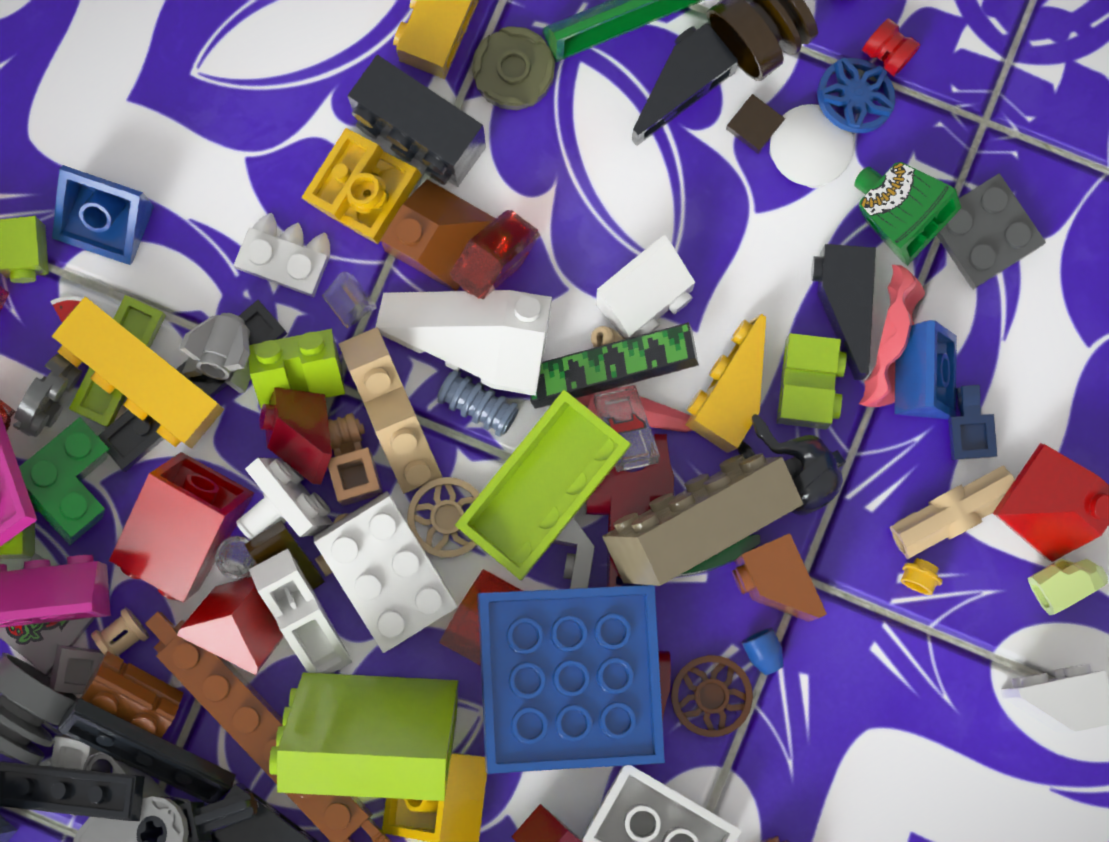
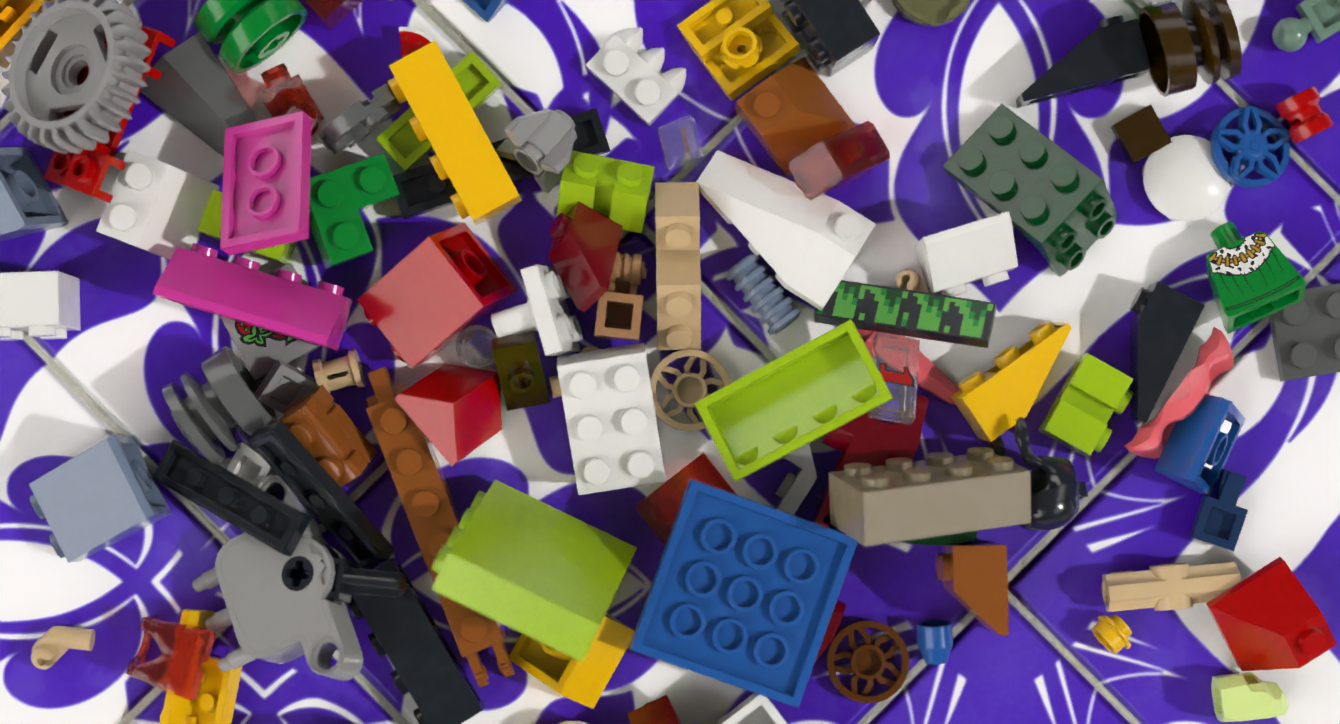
camera: 20 degrees right, 5 degrees up
(299, 614) = (515, 425): white slope -> none
(690, 203) = (1043, 187): none -> bracket

